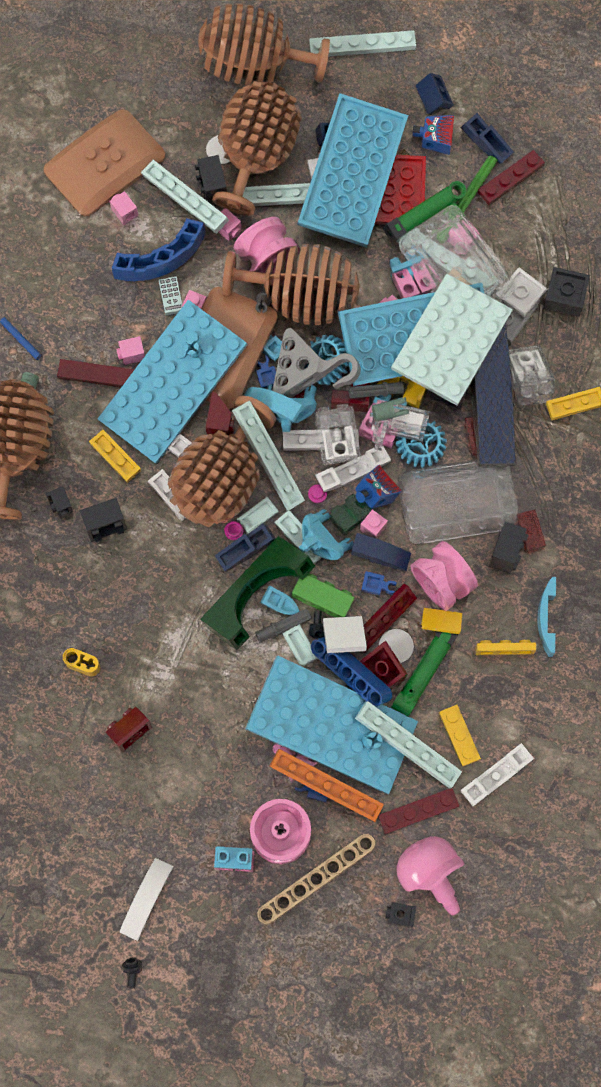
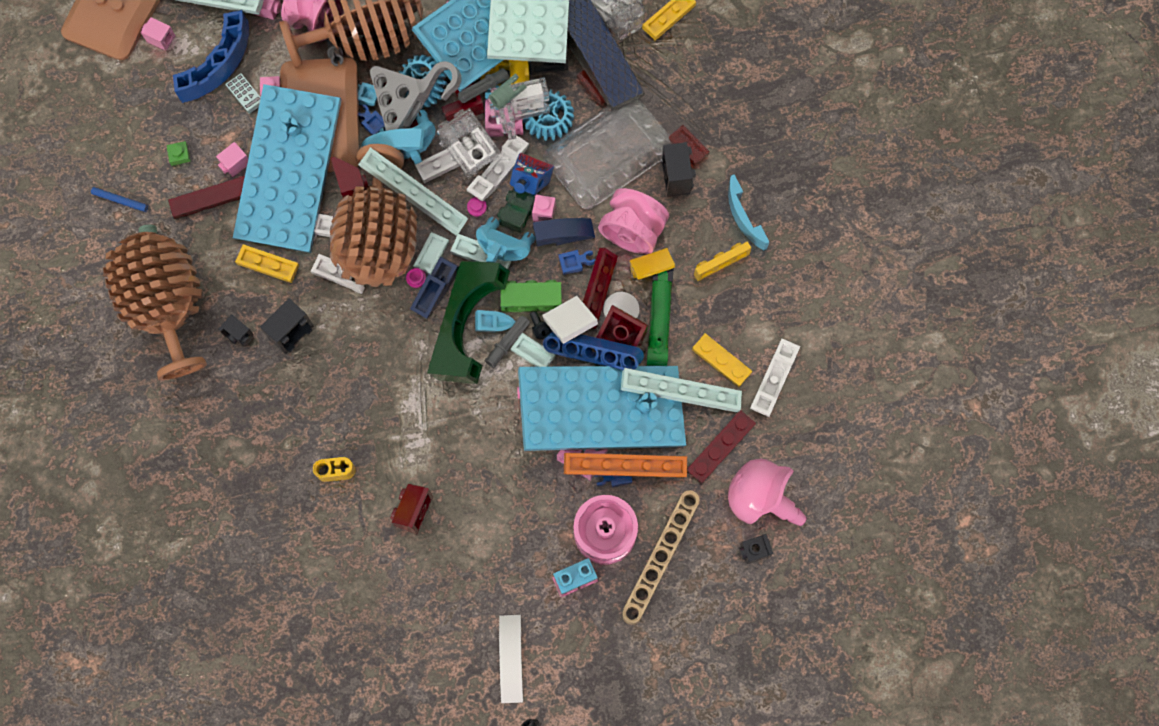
camera: 25 degrees left, 0 degrees up
(89, 322) = (178, 153): none -> bright green plate

